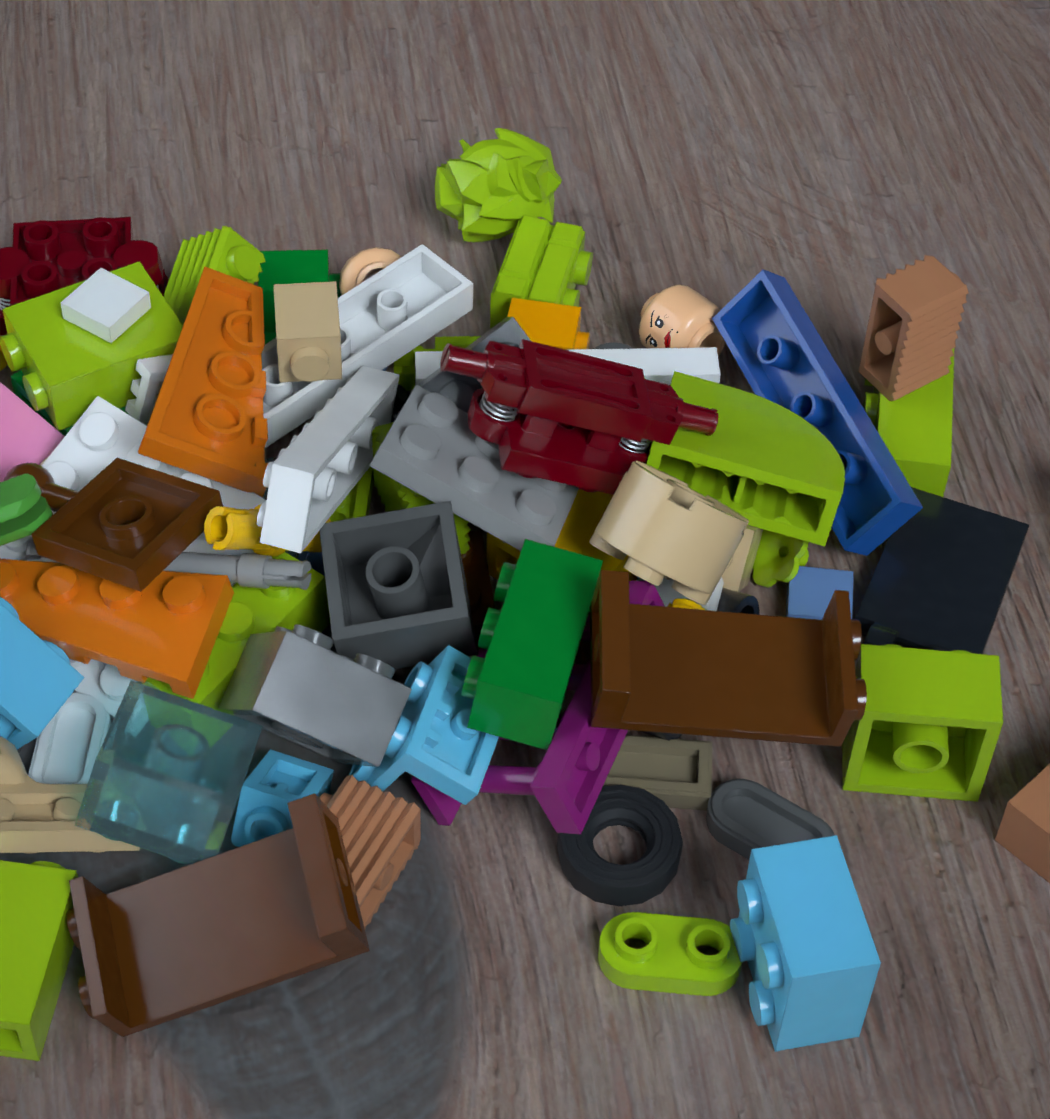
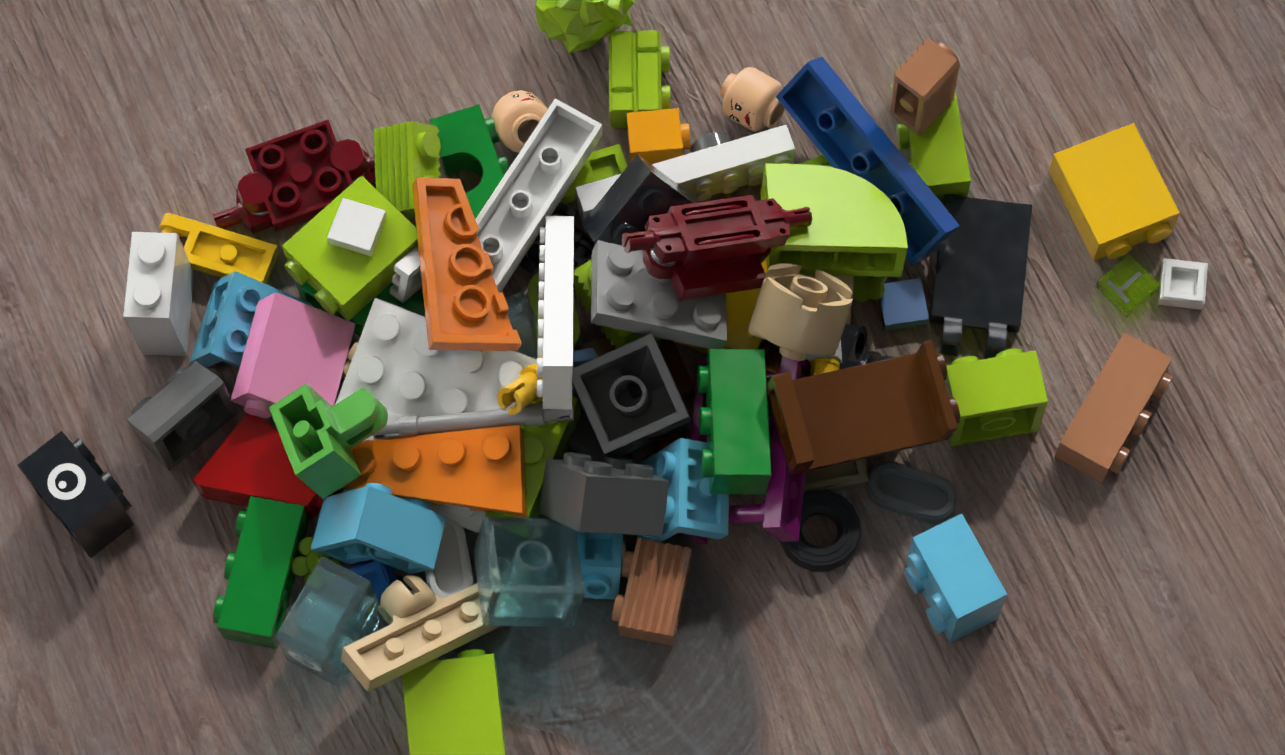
camera: 10 degrees left, 20 degrees up
(121, 522) = (423, 383): reddish brown plate -> none
(218, 925) = (593, 663): reddish brown panel -> none
(308, 331) = (507, 212): tan brick -> none
(671, 957) = (872, 600): lime plate -> none

